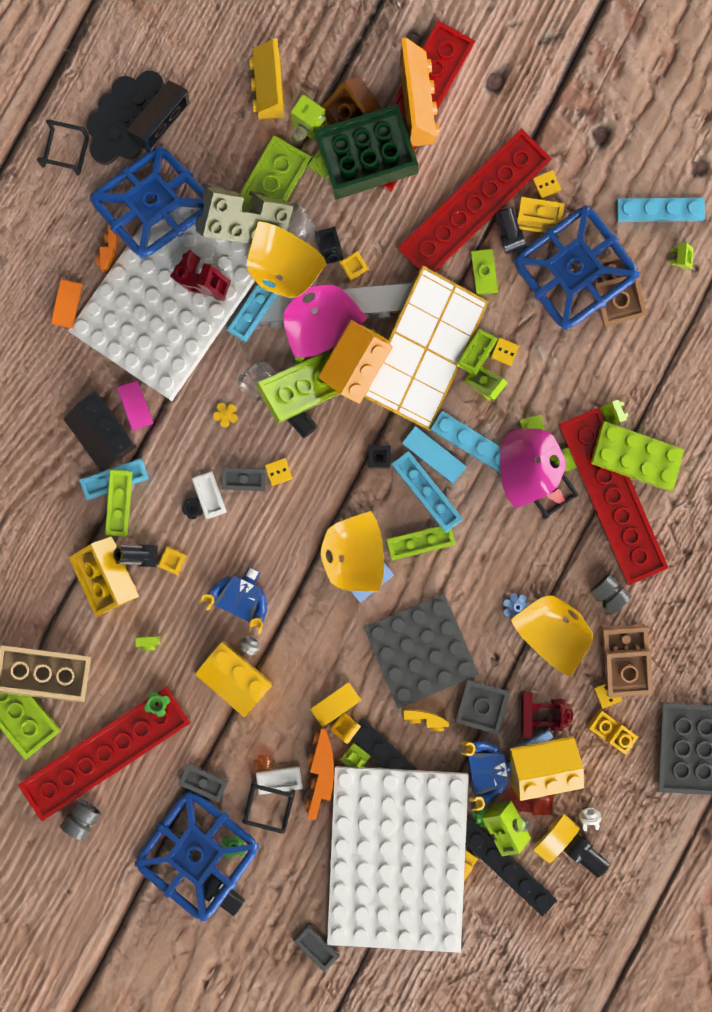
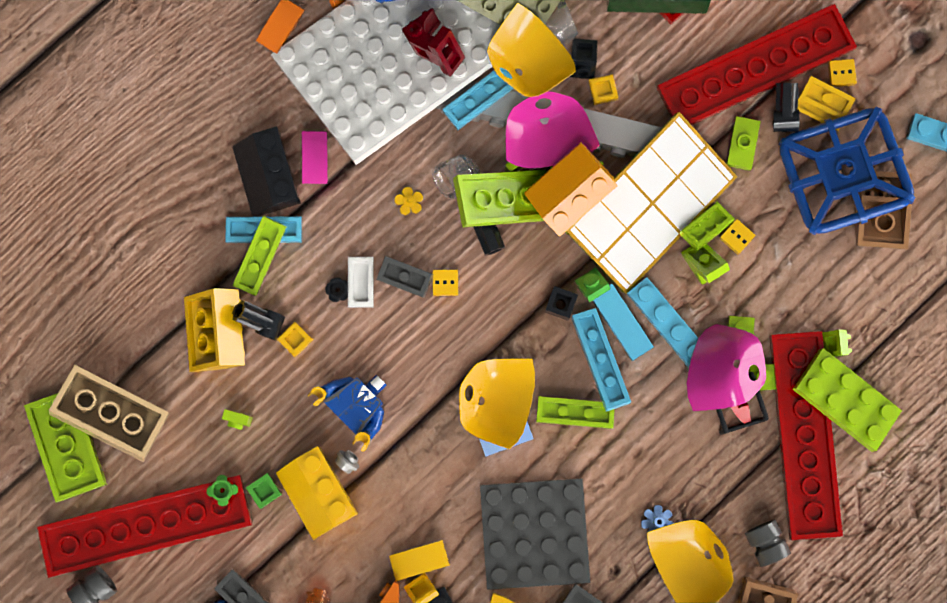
camera: 20 degrees right, 5 degrees down
(190, 692) = (264, 491): none -> bright green plate
(399, 432) = (592, 284): none -> bright green plate

